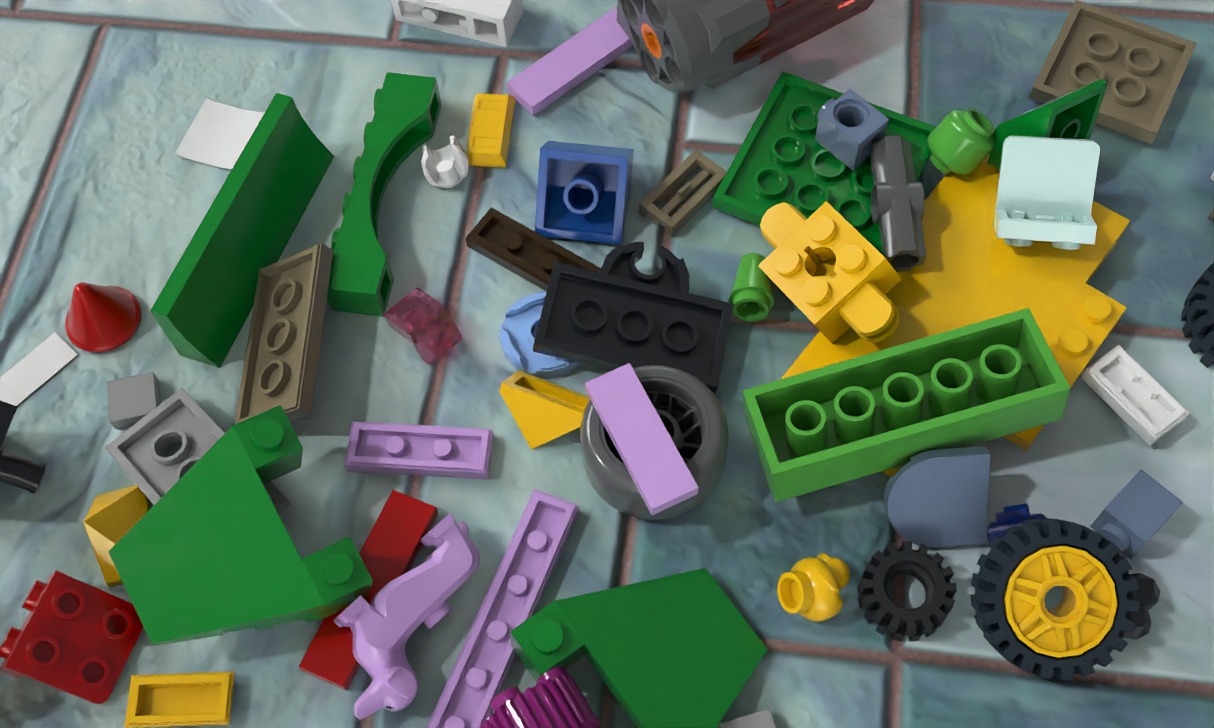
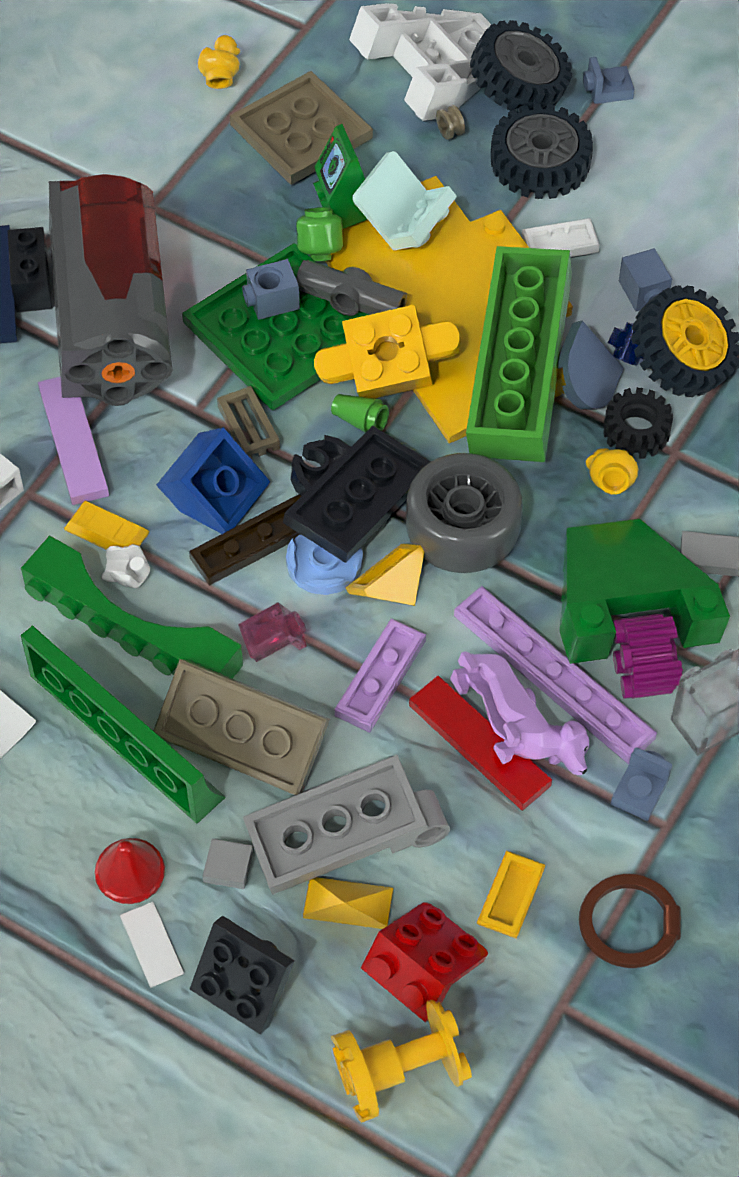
camera: 70 degrees left, 5 degrees down
(218, 552) = (423, 798): green wedge -> none
(641, 439) = (474, 503): lavender tile -> none

